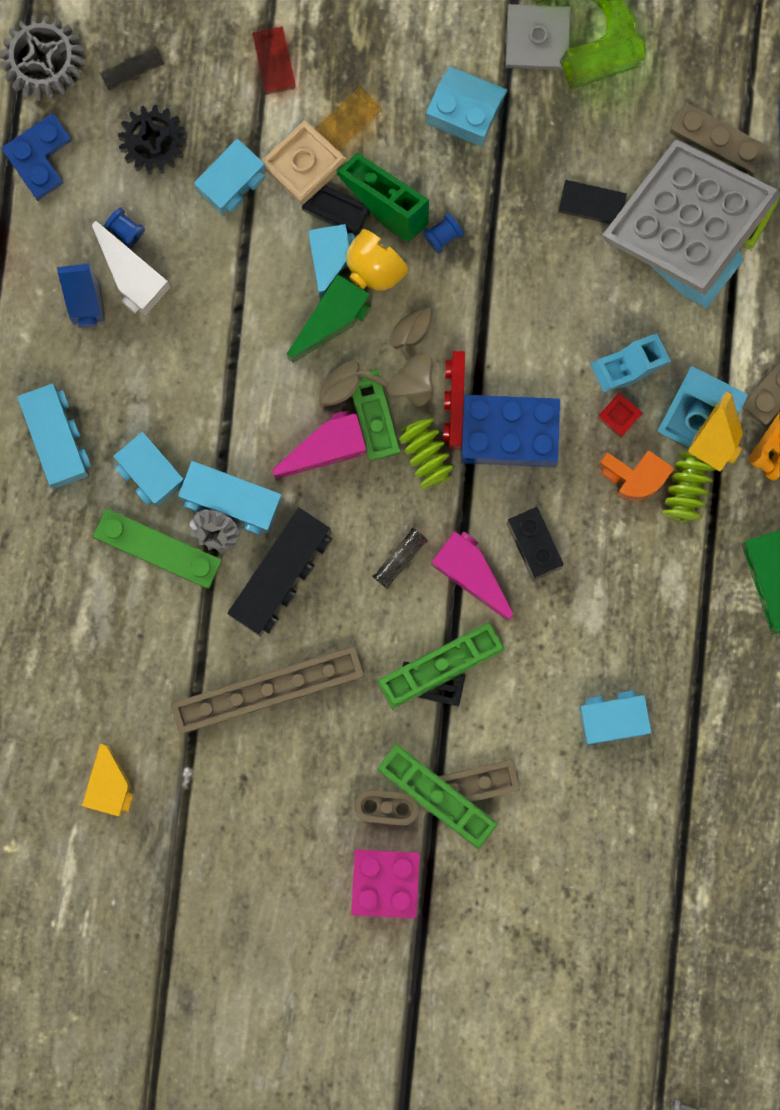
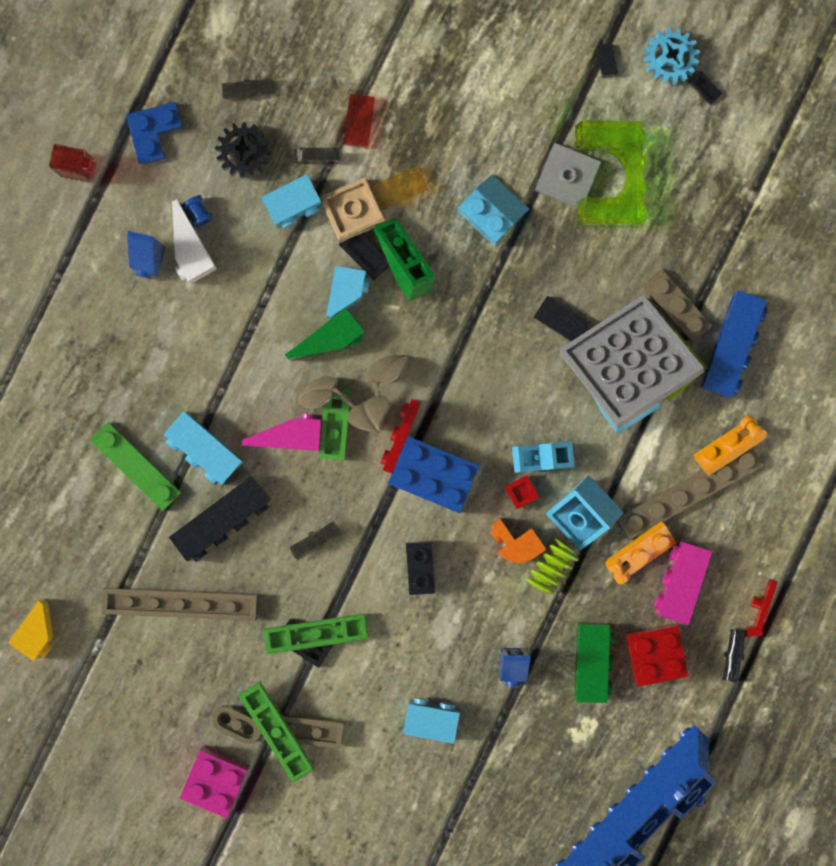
camera: 20 degrees right, 5 degrees up
(31, 64) = (191, 55): light grey gear -> none
(54, 435) = (87, 353): medium azure brick -> none
(148, 470) = (149, 405): medium azure brick -> none
(213, 521) = (177, 464): light grey gear -> none
(241, 115) = (317, 156): none -> clear smoke beam
(373, 263) = (375, 309): yellow cylinder -> none
(426, 453) = (364, 468): lime piece -> none
(443, 233) = (438, 303): blue bush -> none
(467, 567) = (363, 567): dark pink slope -> none
(687, 616) = (514, 665): none -> blue slope
(719, 435) = (588, 538): yellow slope -> none

